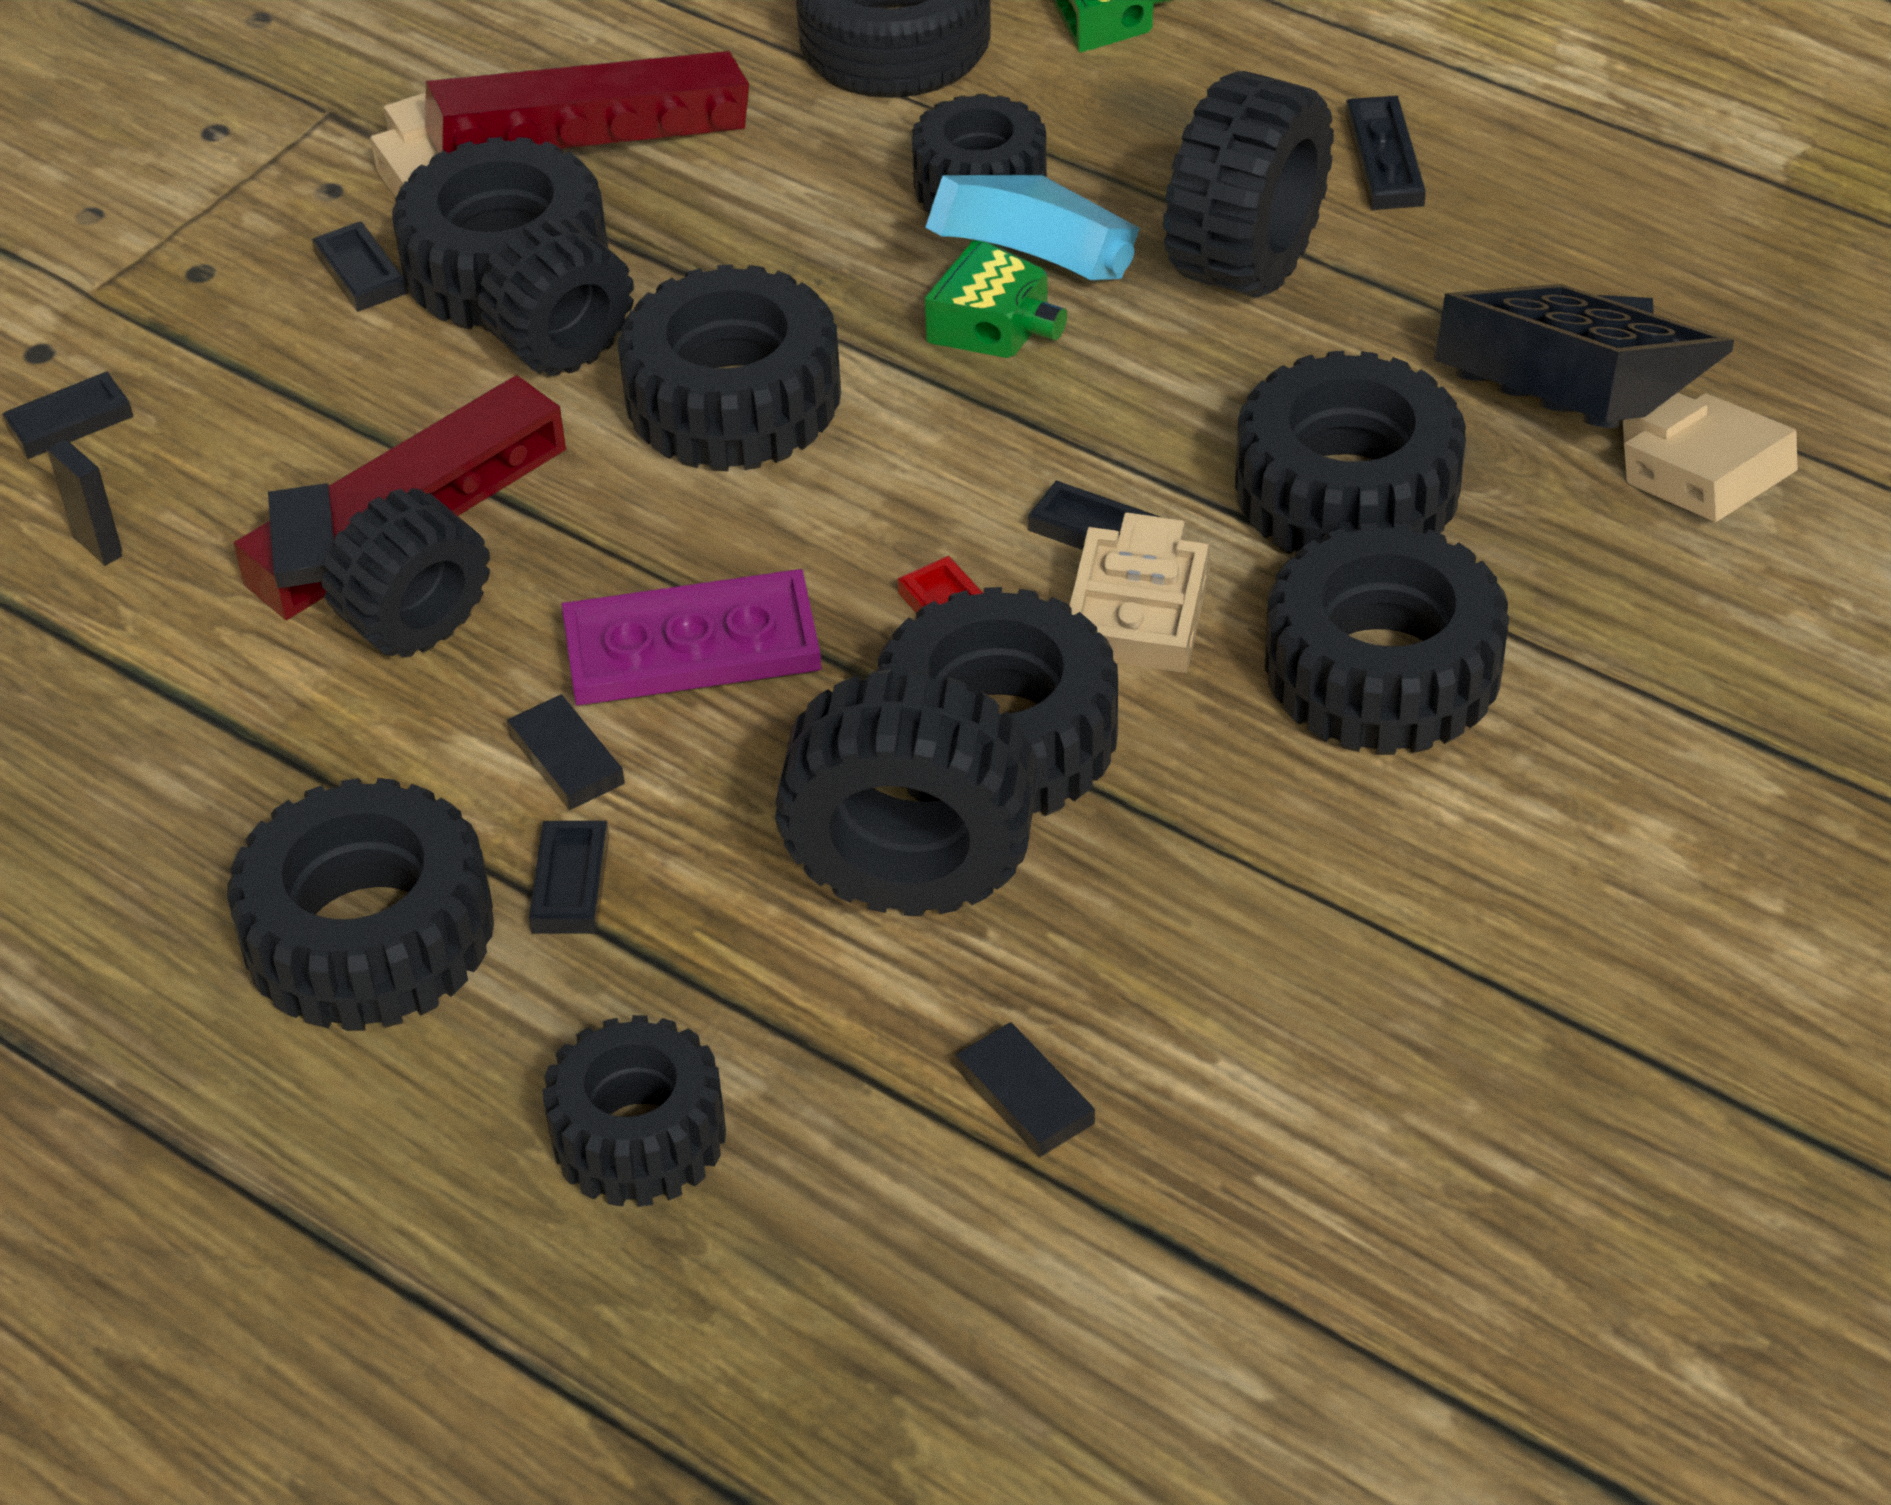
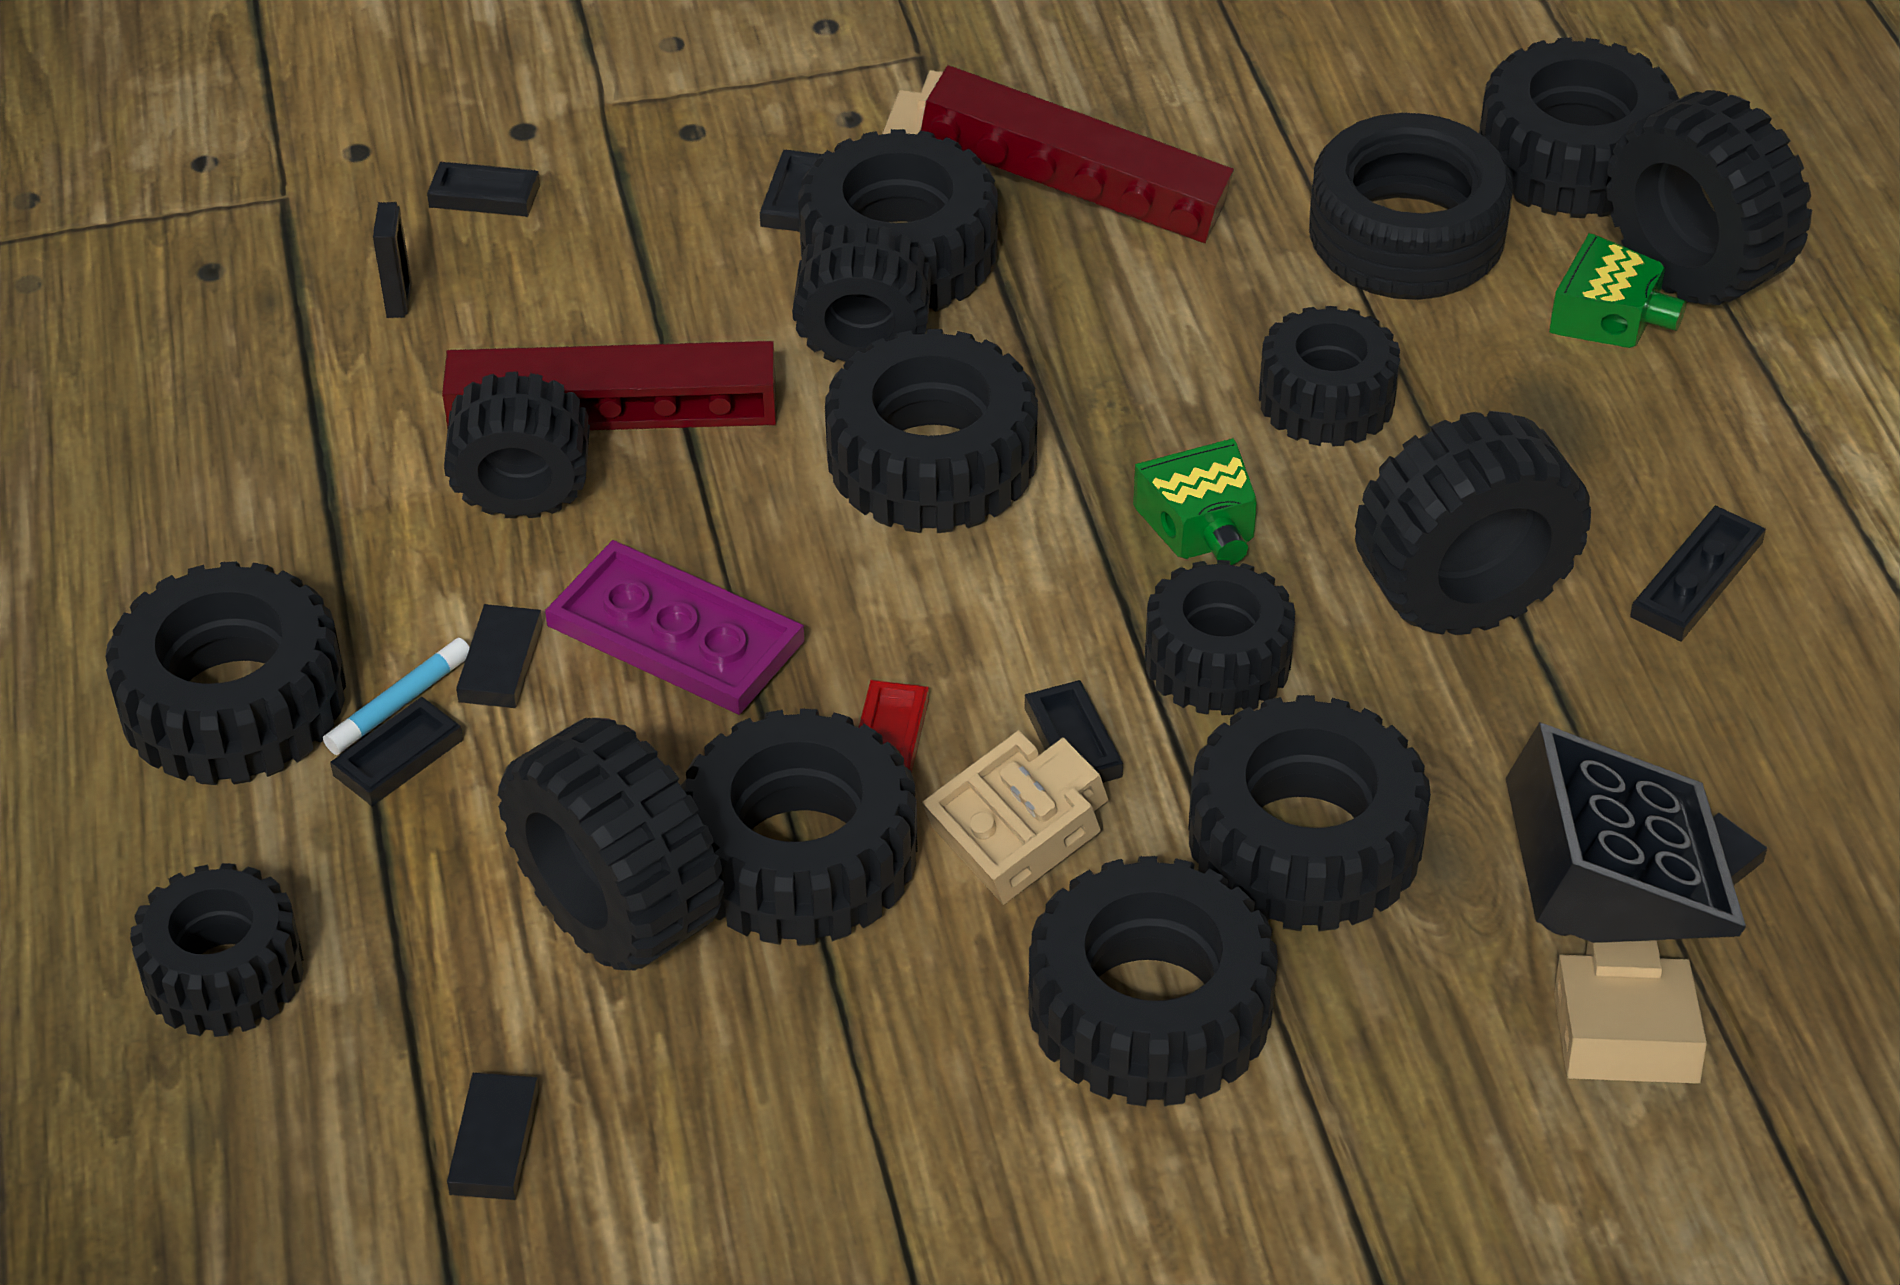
camera: 40 degrees right, 0 degrees up
(301, 533) = (495, 354): black tile -> none
(515, 837) = (396, 696): none -> medium azure bar
(1036, 219) = (1302, 445): medium azure arch -> none
(1131, 383) = (1219, 637): none -> black tyre

